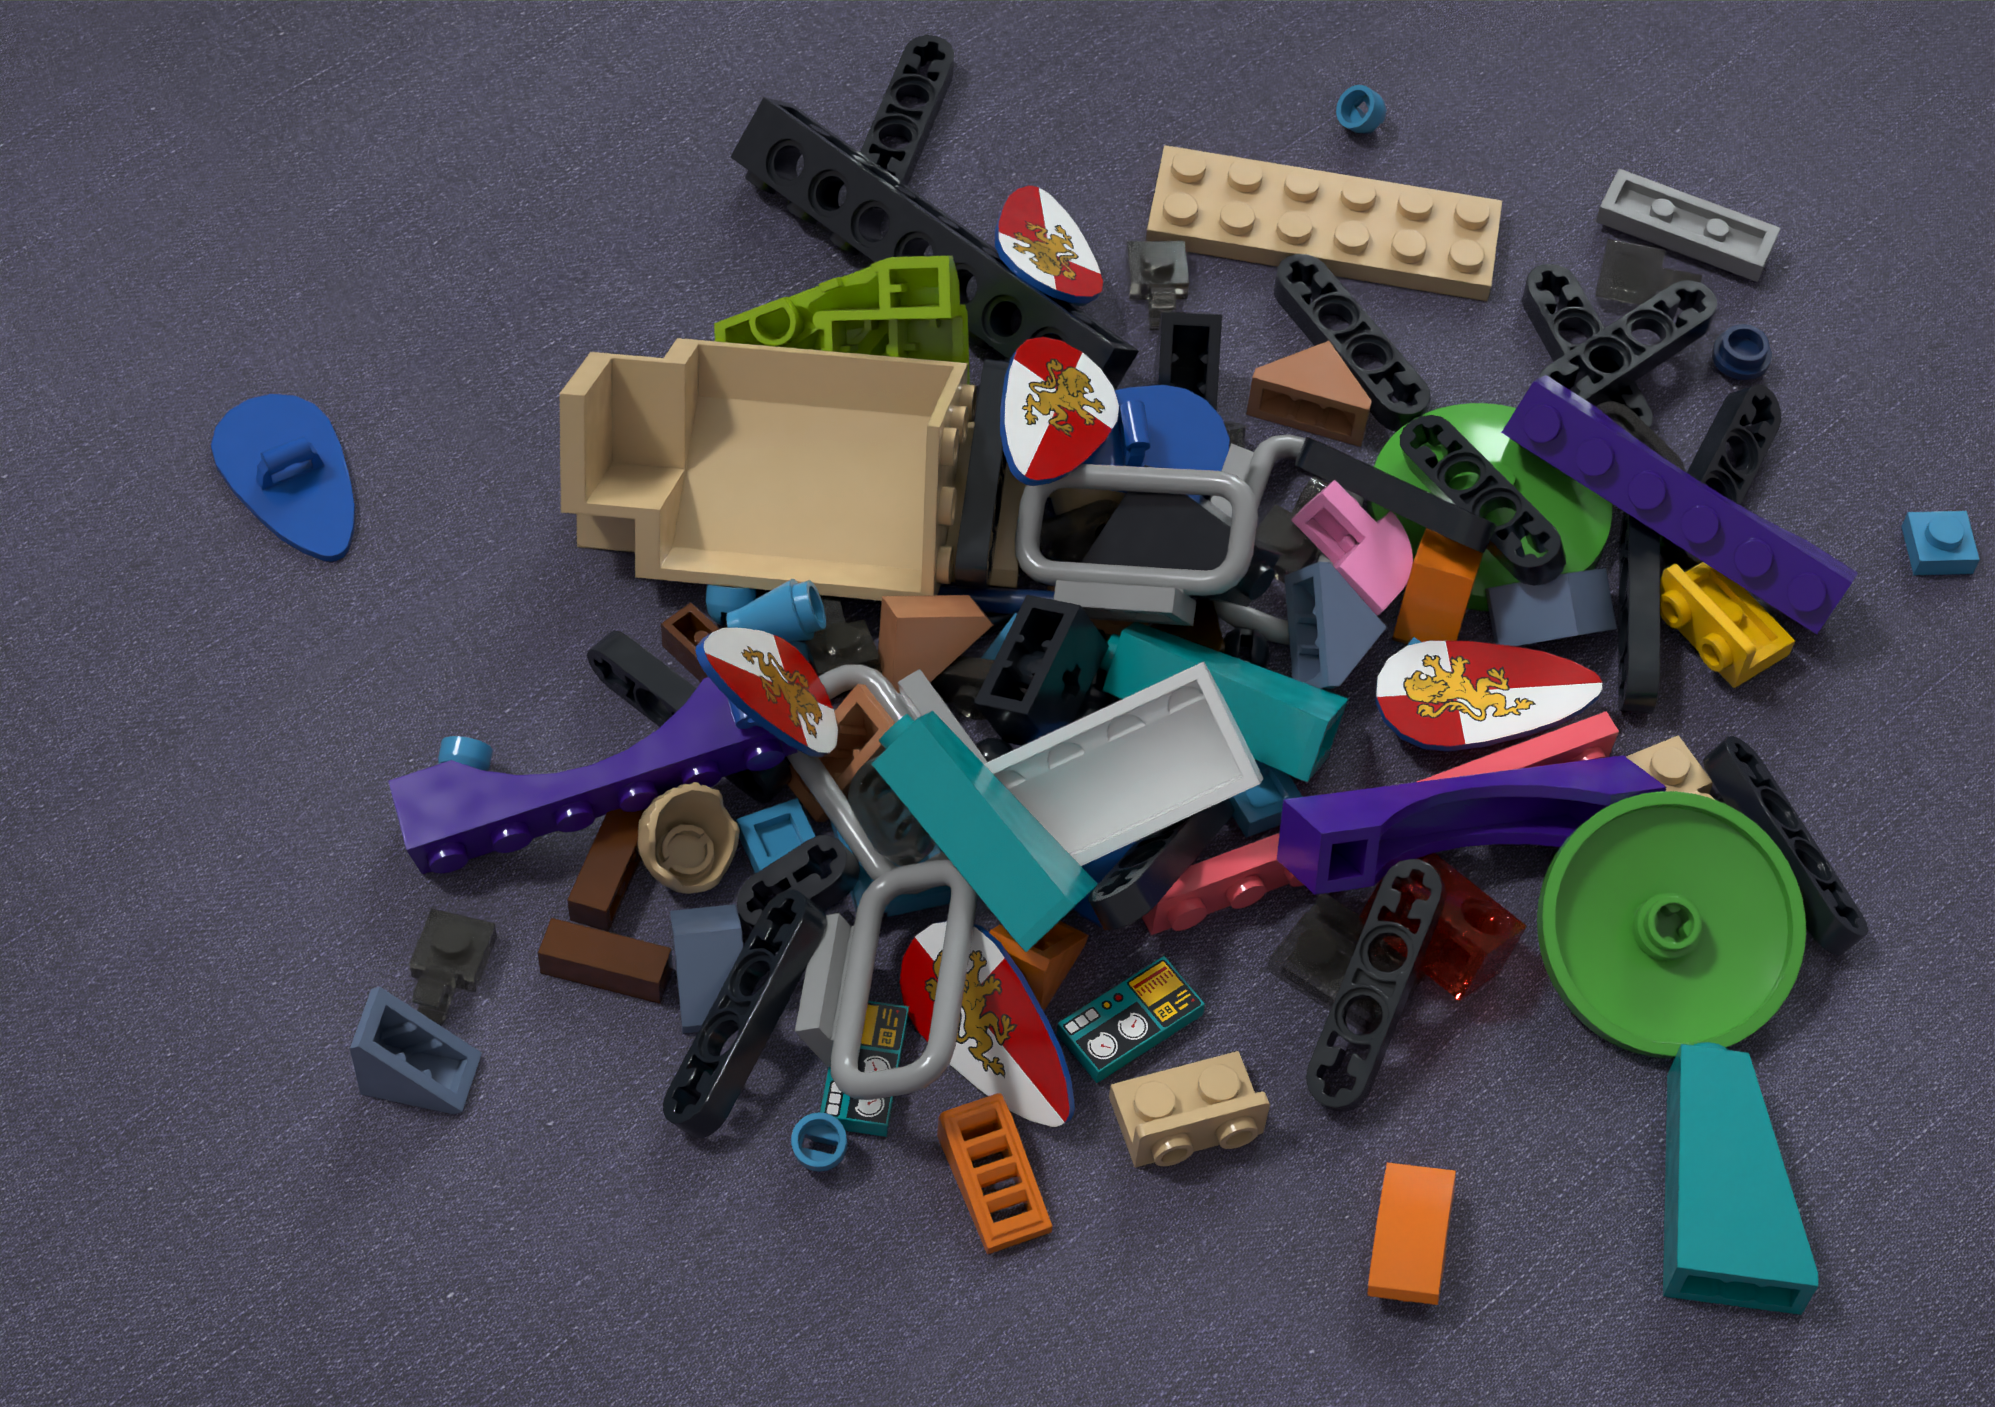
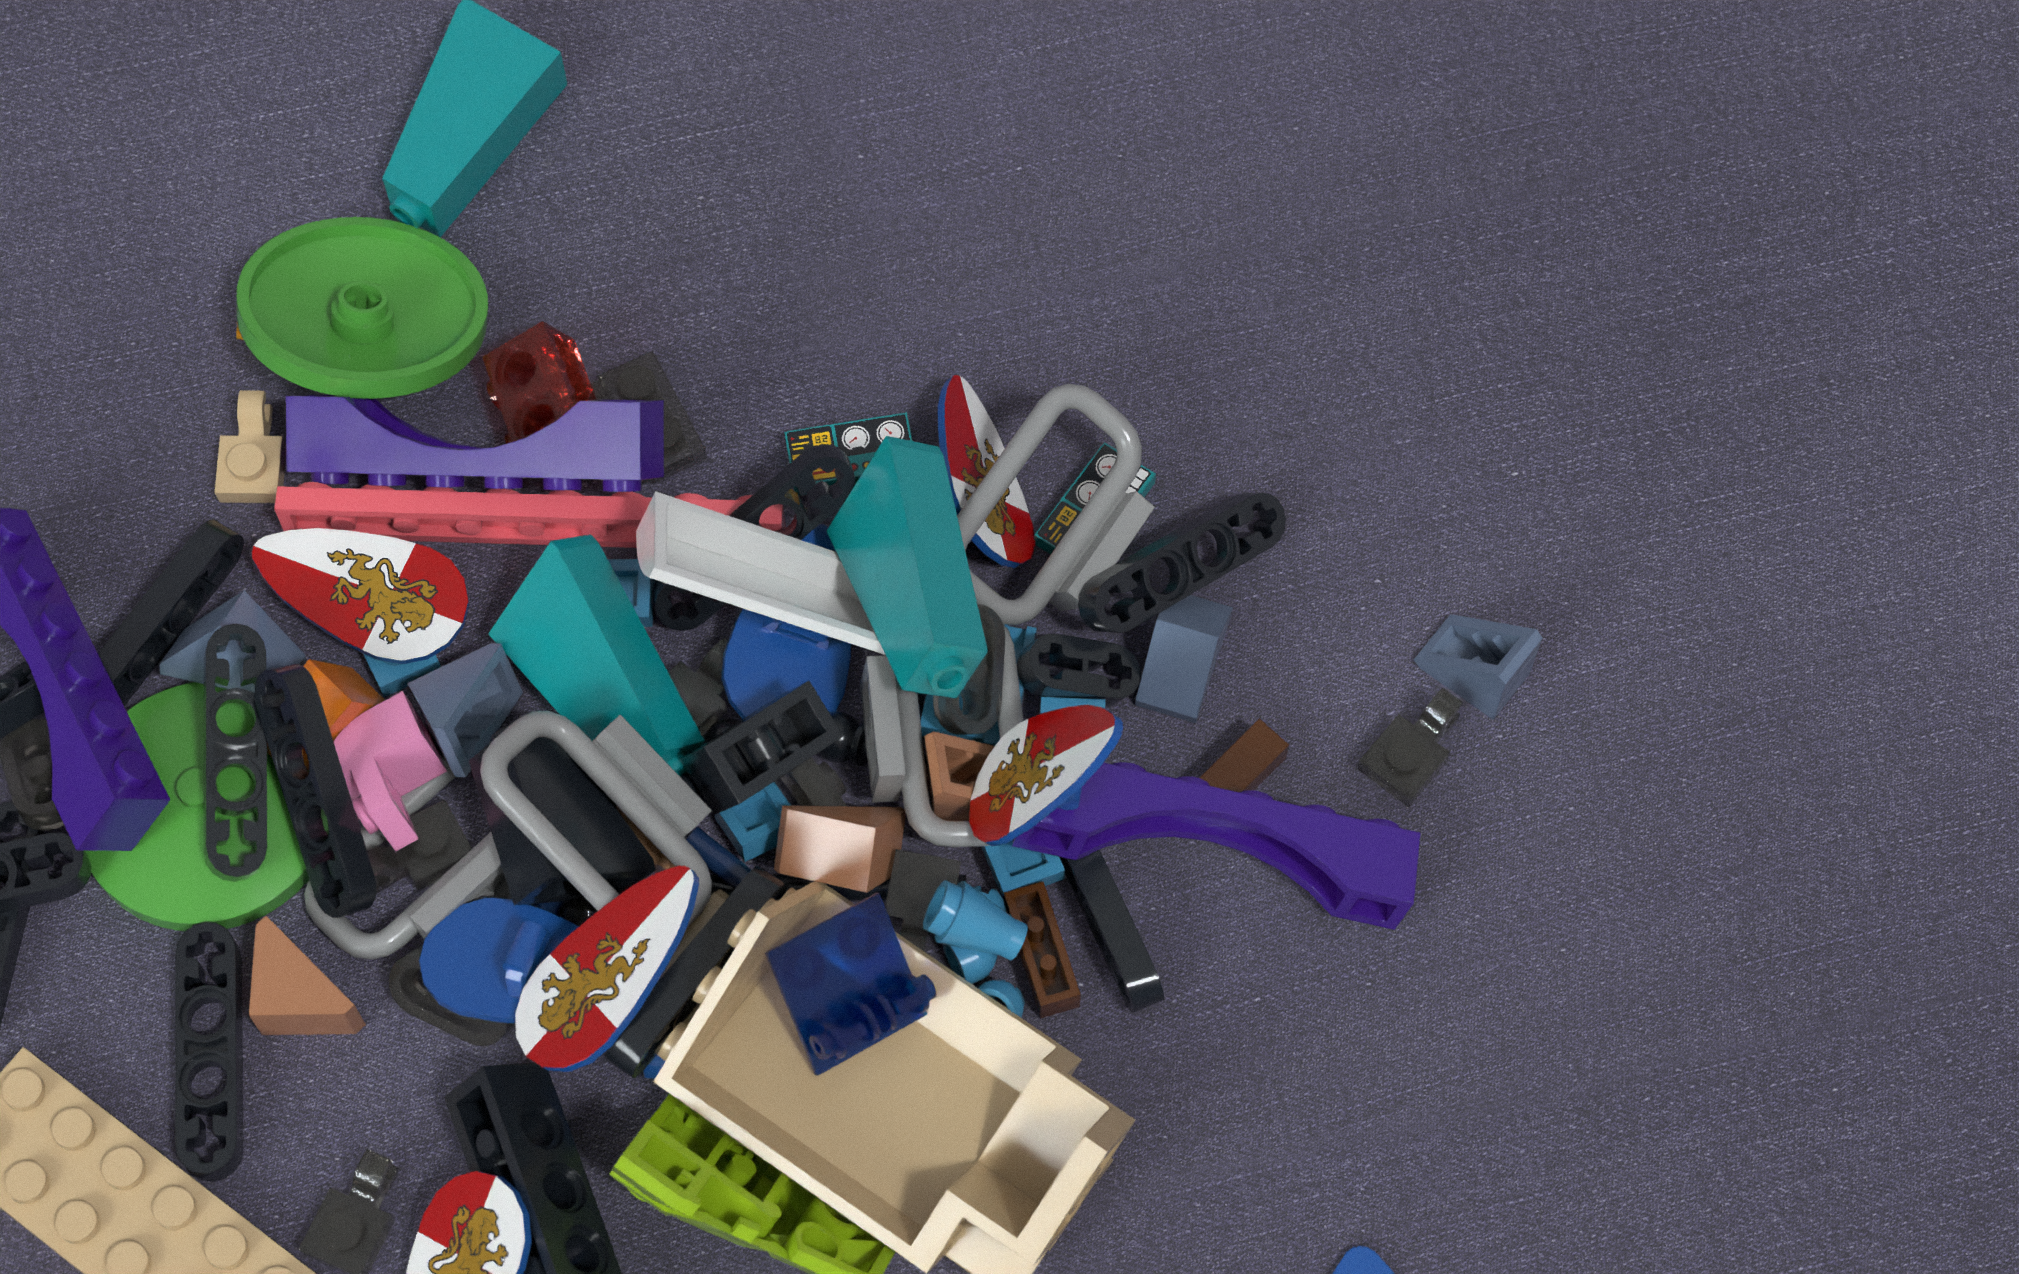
camera: 150 degrees left, 10 degrees up
(466, 751) = (1324, 939): dark azure hinge -> none
(605, 960) = (1275, 689): reddish brown piece -> none
(688, 838) = (1165, 746): tan hair -> none
(822, 1129) = (1167, 448): dark azure hinge -> none
(853, 514) = (848, 984): none -> clear blue hinge
(980, 1131) = (1016, 409): orange slope -> none
(1188, 1110) = (849, 354): tan bracket -> none
(1189, 353) = (406, 1067): black slope -> none
(1386, 988) = (639, 347): black beam -> none
(1411, 1233) = (735, 183): orange slope -> none
(1722, 622) = (95, 568): yellow bracket -> none
(1752, 790) = (202, 359): black beam -> none

